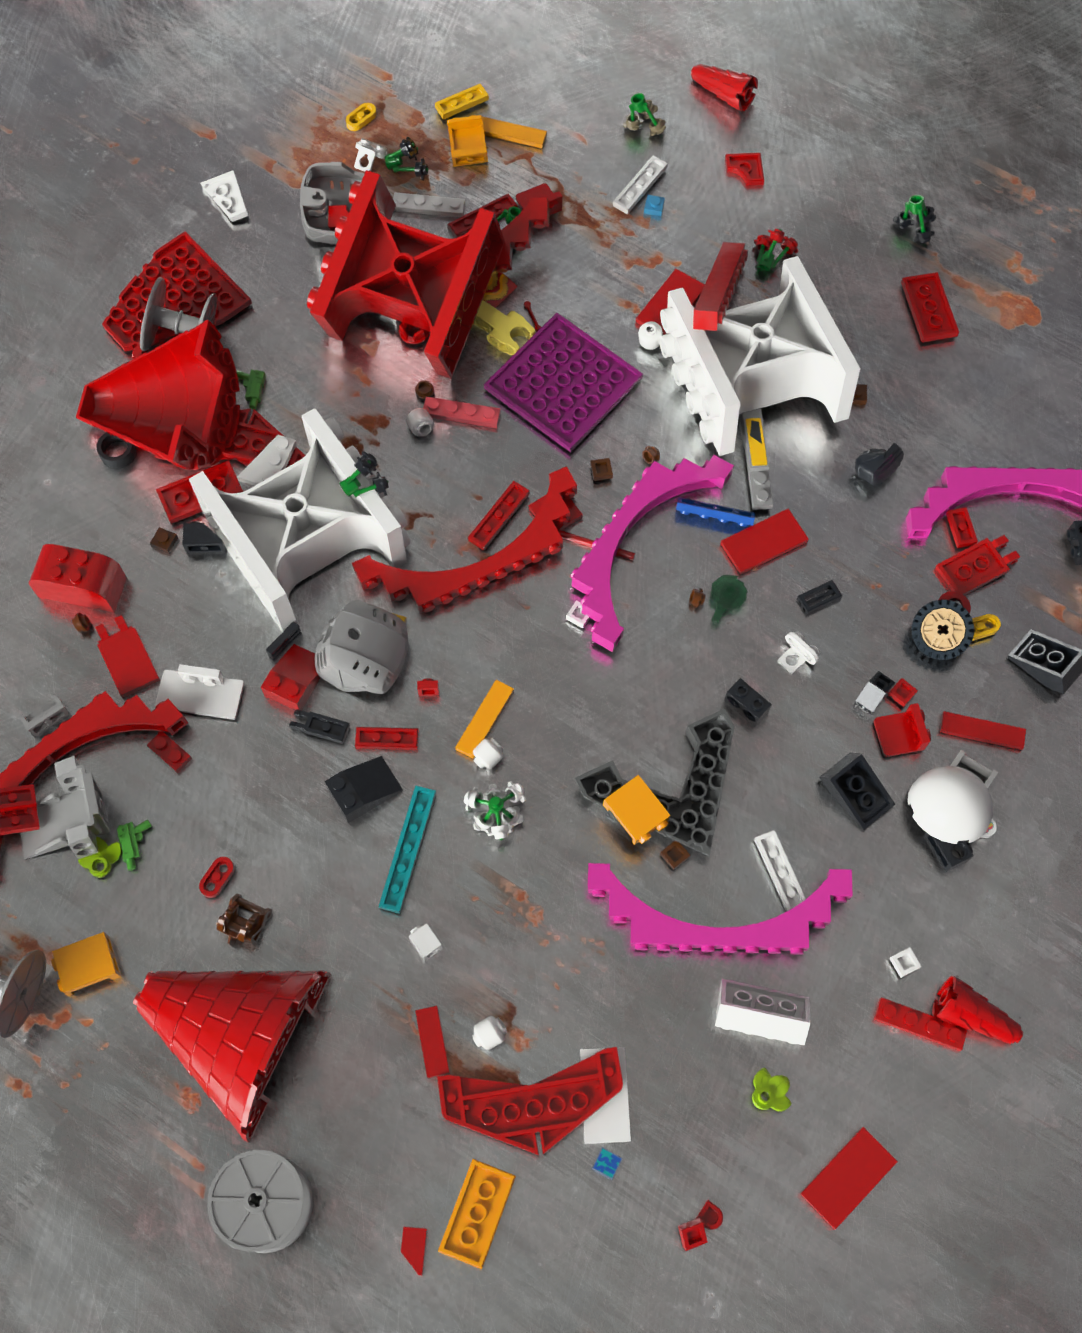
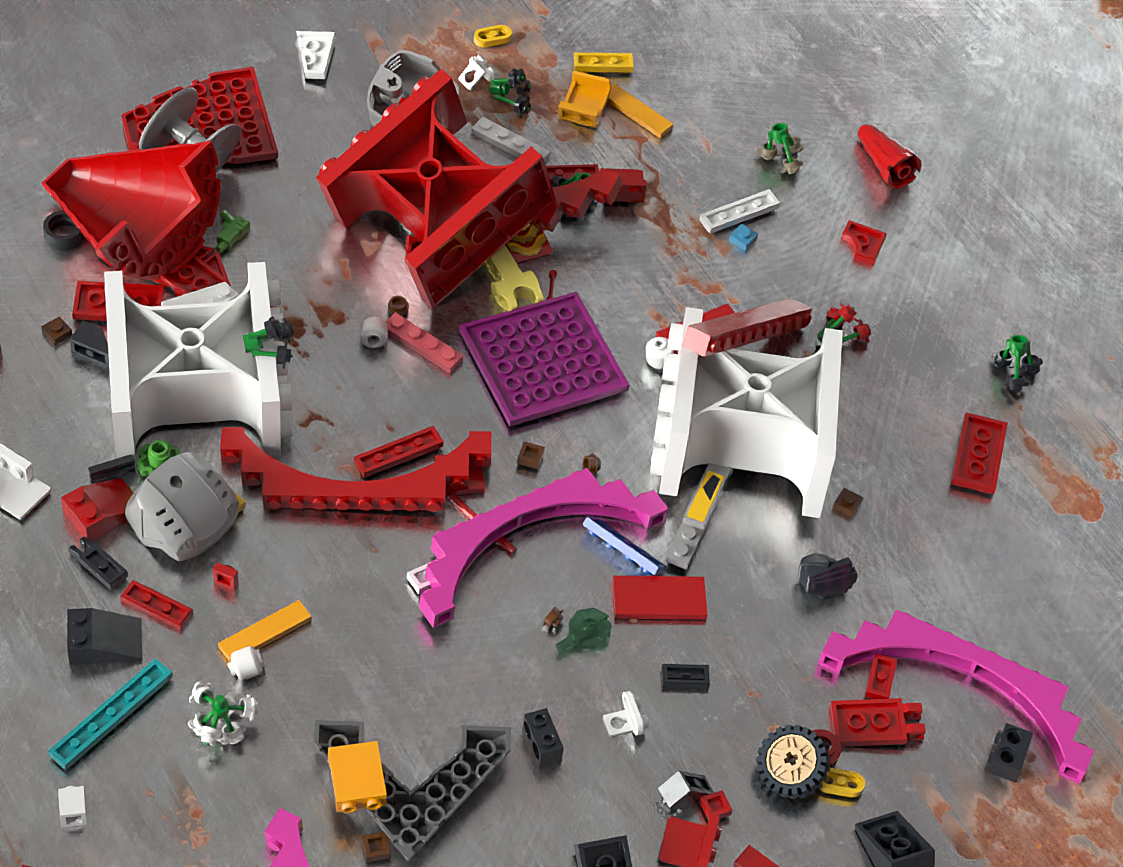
camera: 20 degrees right, 15 degrees down
(315, 613) = (154, 455): none -> bright green plant

